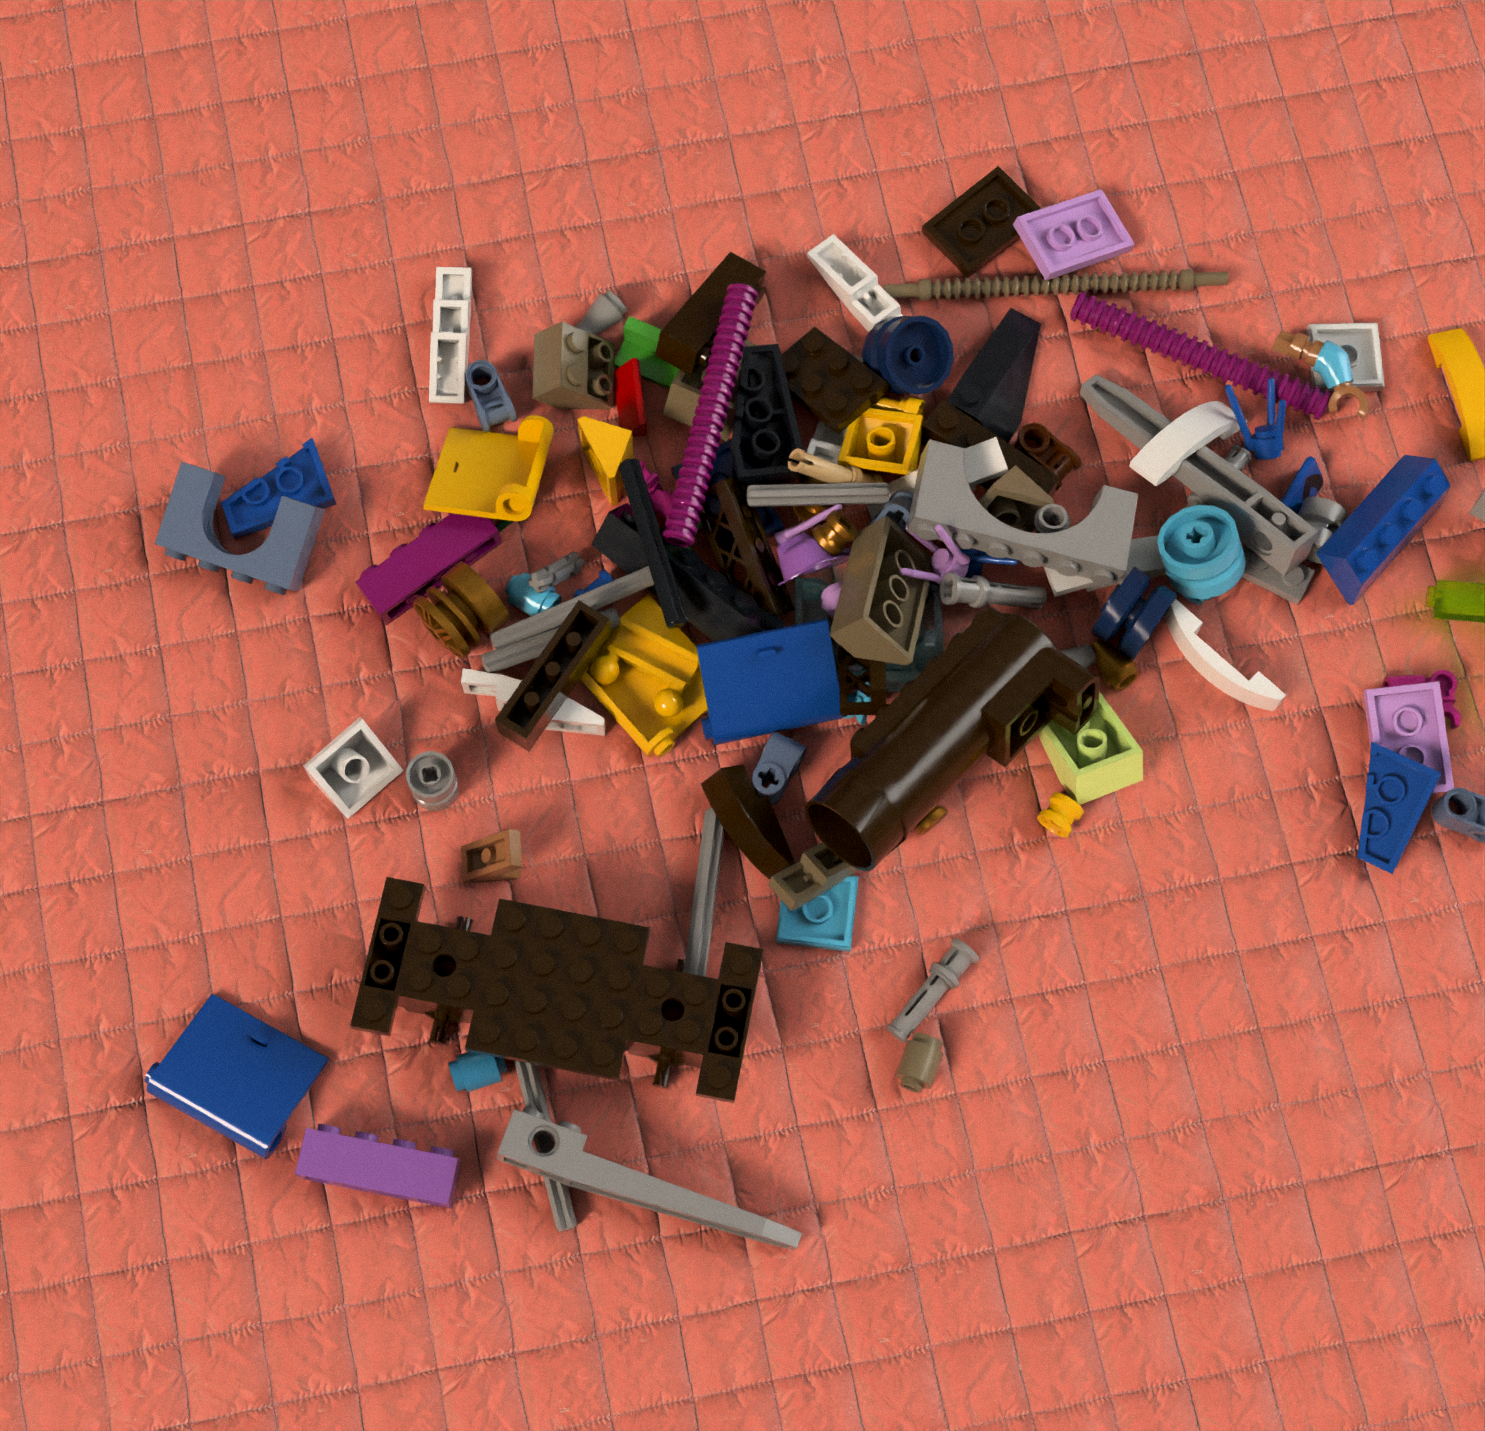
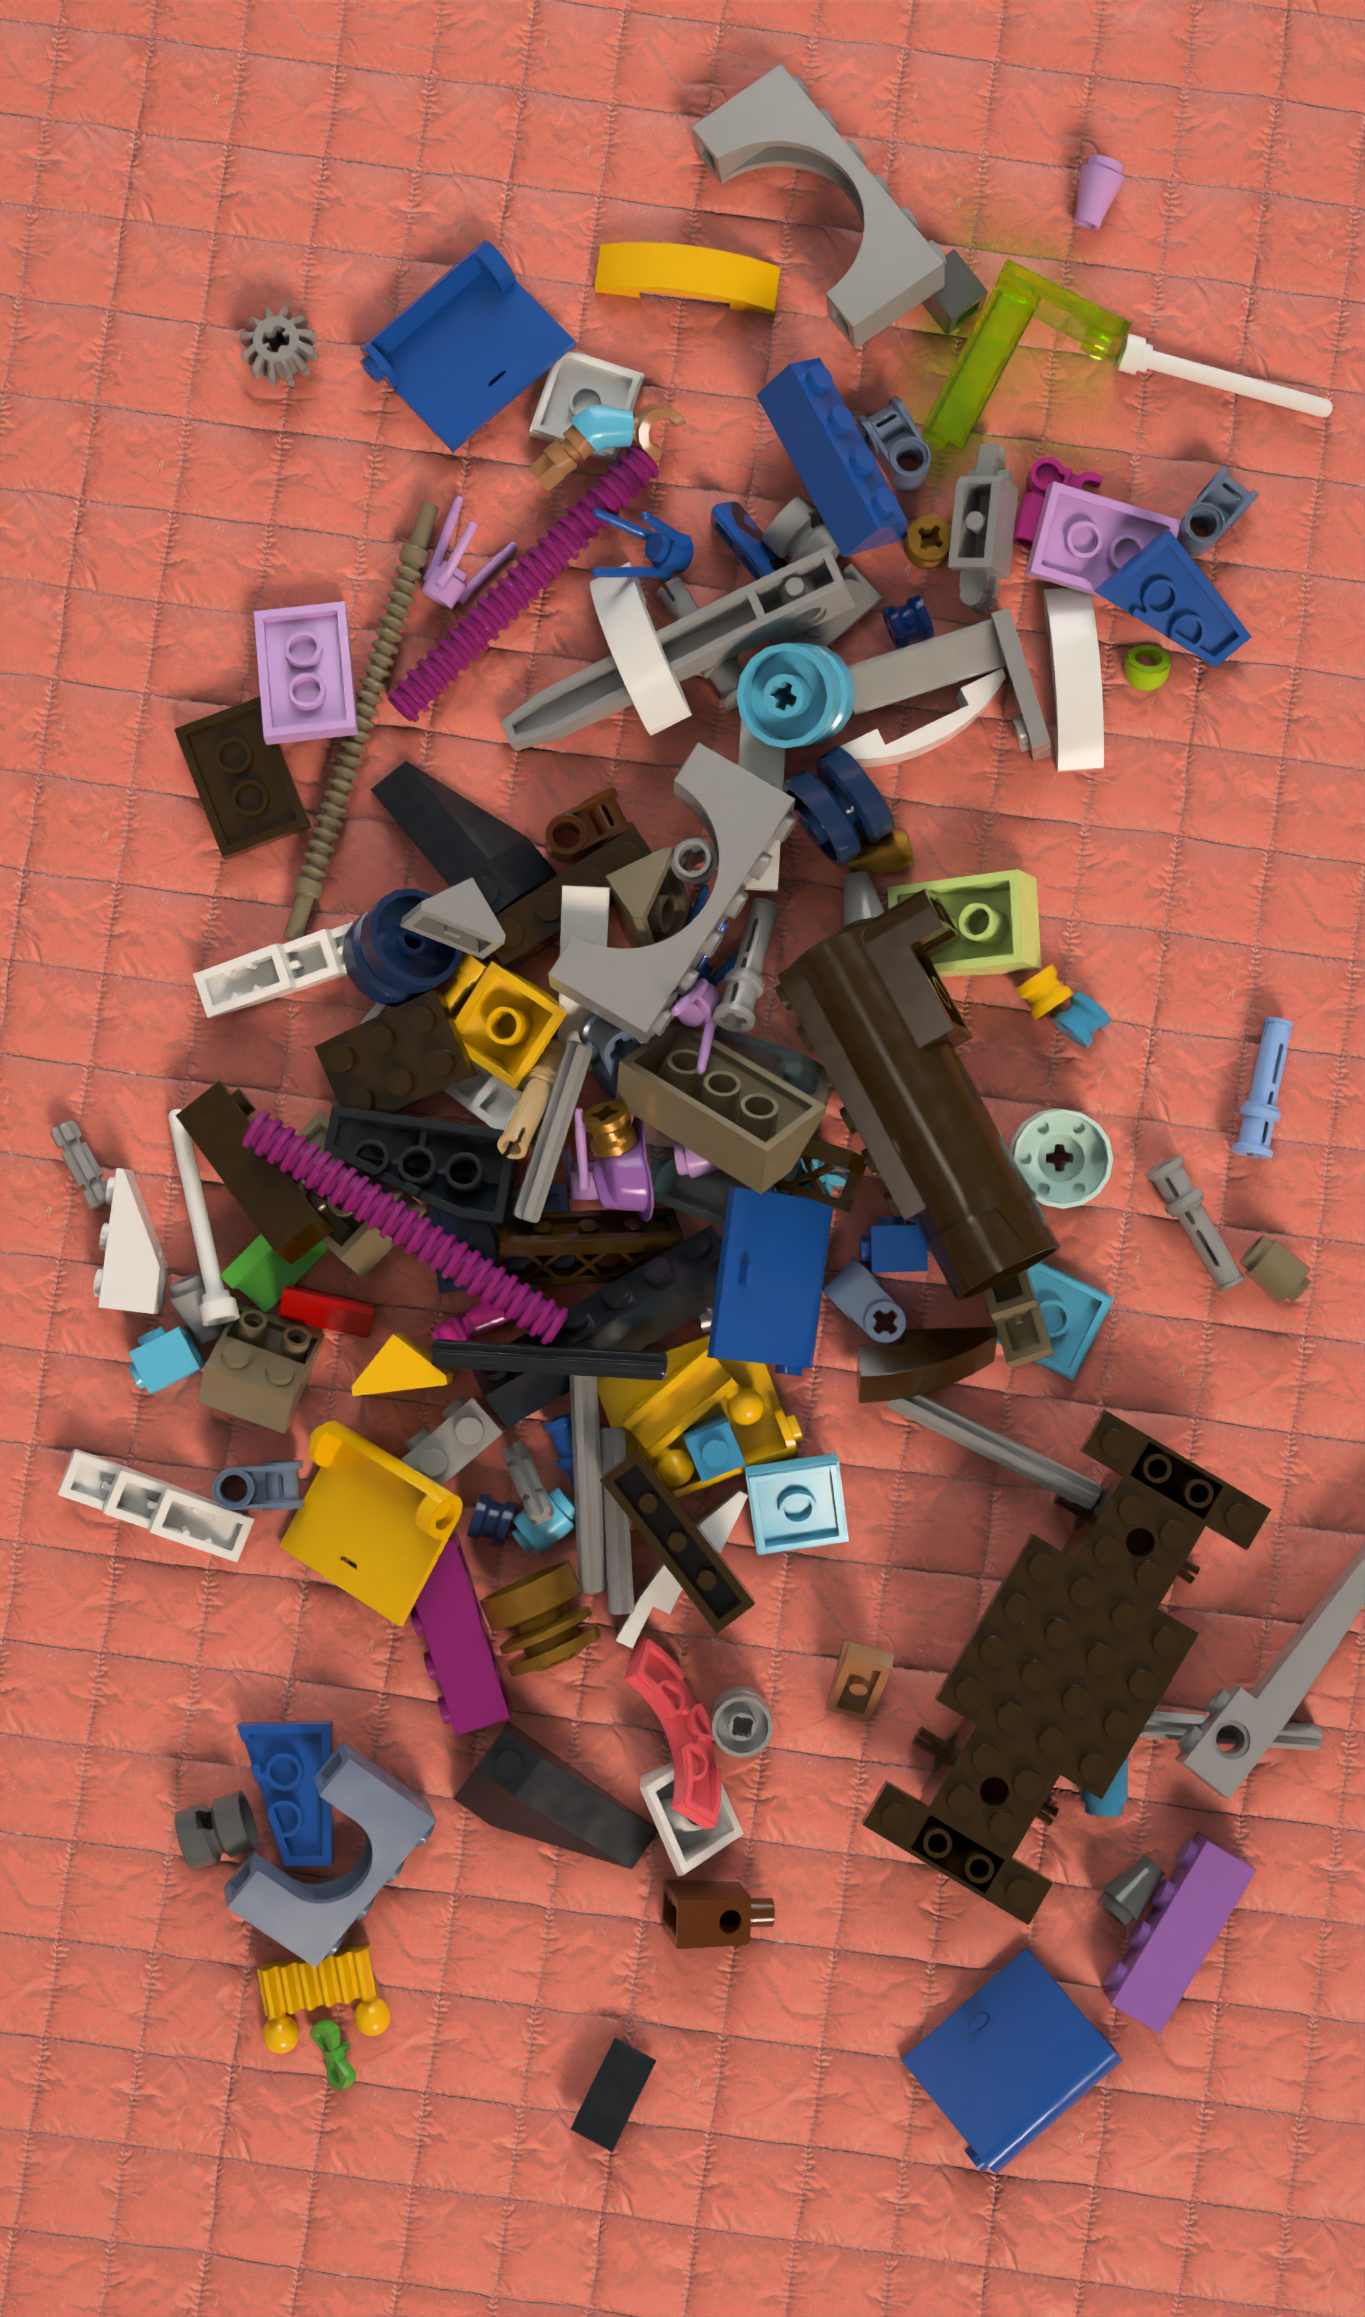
camera: 70 degrees left, 15 degrees up
(104, 575) = (339, 2071): none -> bright green piece
(122, 786) = (613, 2095): none -> black slope
(142, 556) = (297, 1985): none -> yellow gear
(232, 448) = (209, 1832): none -> dark grey wheel
(275, 794) = (695, 1912): none -> reddish brown torso
(327, 668) = (545, 1799): none -> black wedge
(398, 1121) = (1130, 1891): none -> dark grey cone
(428, 733) = (687, 1730): none -> coral tile
(520, 557) = (491, 1519): none -> dark blue wheel
(556, 303) = (165, 1358): none -> medium azure brick
(567, 513) = (455, 1442): none -> light grey brick
(608, 321) = (217, 1303): none -> white piece
(608, 767) = (797, 1504): none -> medium azure tile
(624, 260) = (134, 1261): none -> white slope
(630, 690) = (713, 1447): none -> dark azure brick
(672, 211) = (80, 1163): none -> light grey axle
(821, 764) = (893, 1247): none -> blue brick
(943, 376) = (458, 919): none -> light grey slope
(954, 847) = (1088, 1161): none -> light aqua wheel
(1036, 1008) = (1260, 1110): none -> light blue pin
(1051, 849) = (1081, 1019): none -> dark azure wheel
(1178, 305) = (444, 579): none -> lavender plant
(1280, 659) = (952, 660): none -> light grey piece
(1290, 623) = (908, 622): none -> clear blue wheel
(1291, 145) = (268, 335): none -> light grey gear
(1300, 758) = (1075, 679): none -> white slope
(1328, 813) = (1146, 677): none -> lime piece
(1348, 262) = (466, 346): none -> blue door
(1349, 625) = (923, 551): none -> pearl gold wheel
(1381, 650) = (983, 529): none -> light grey hinge
(1416, 569) = (893, 436): none -> sand blue piece

